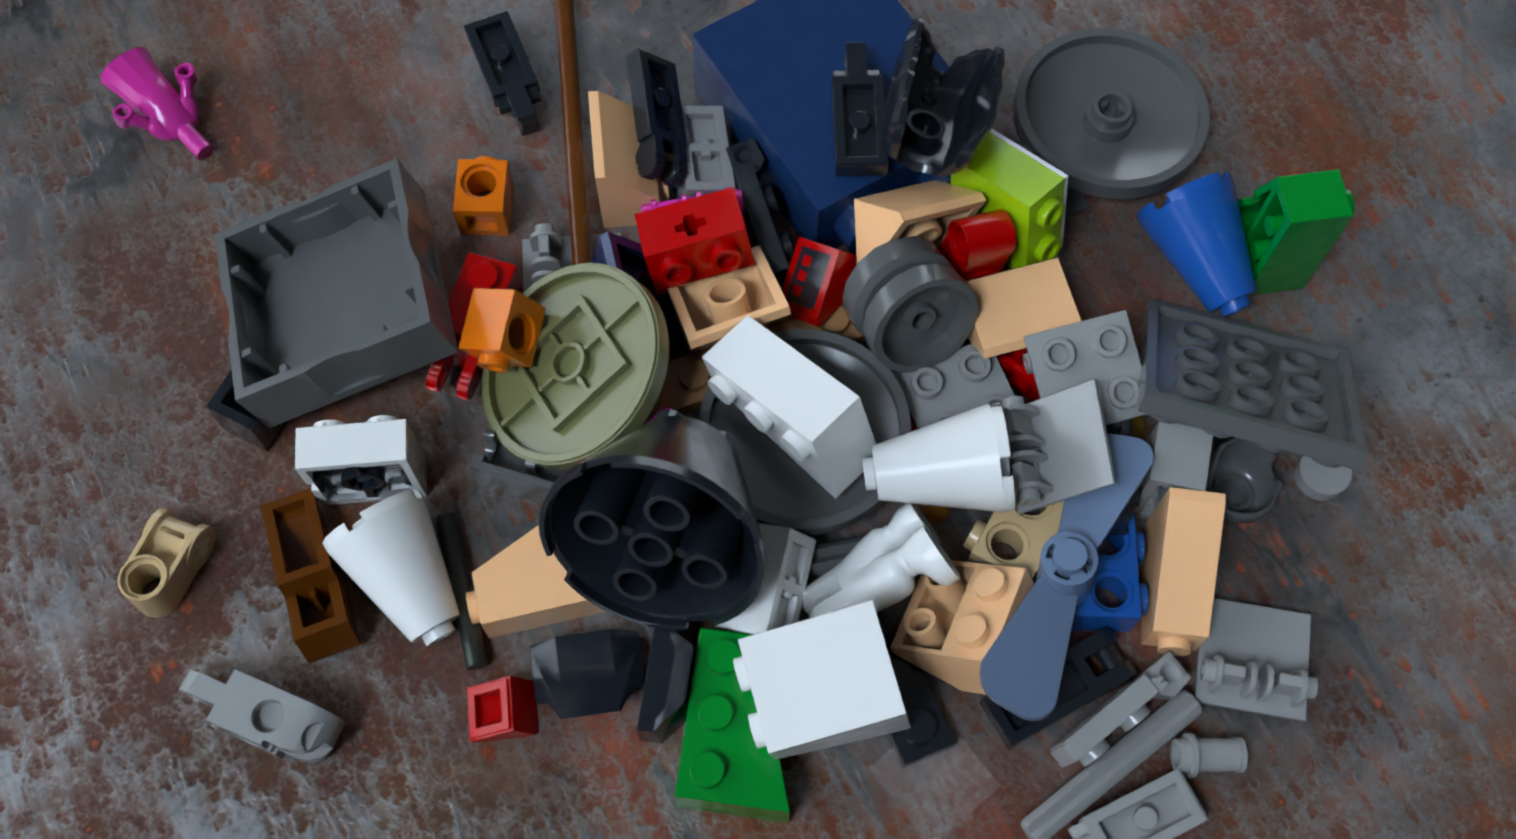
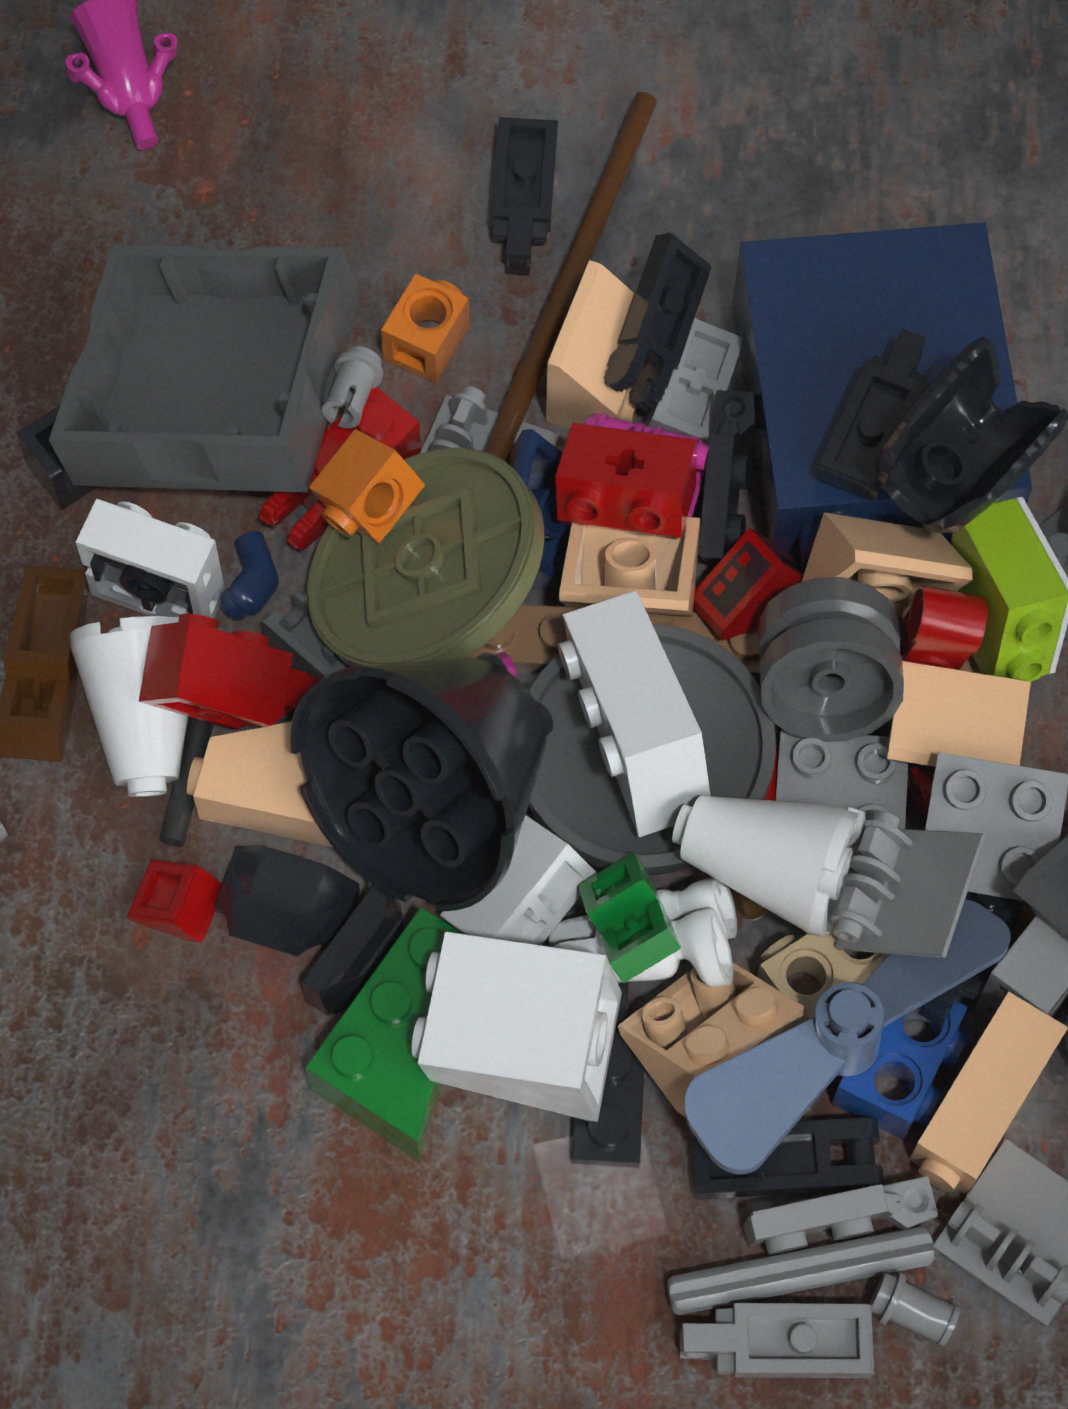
camera: 25 degrees right, 0 degrees up
(446, 439) = (255, 582): none -> dark blue arm
(453, 248) = (357, 373): none -> light grey pin
(459, 520) = (220, 675): none -> red hinge
(864, 562) = (629, 917): none -> green slope

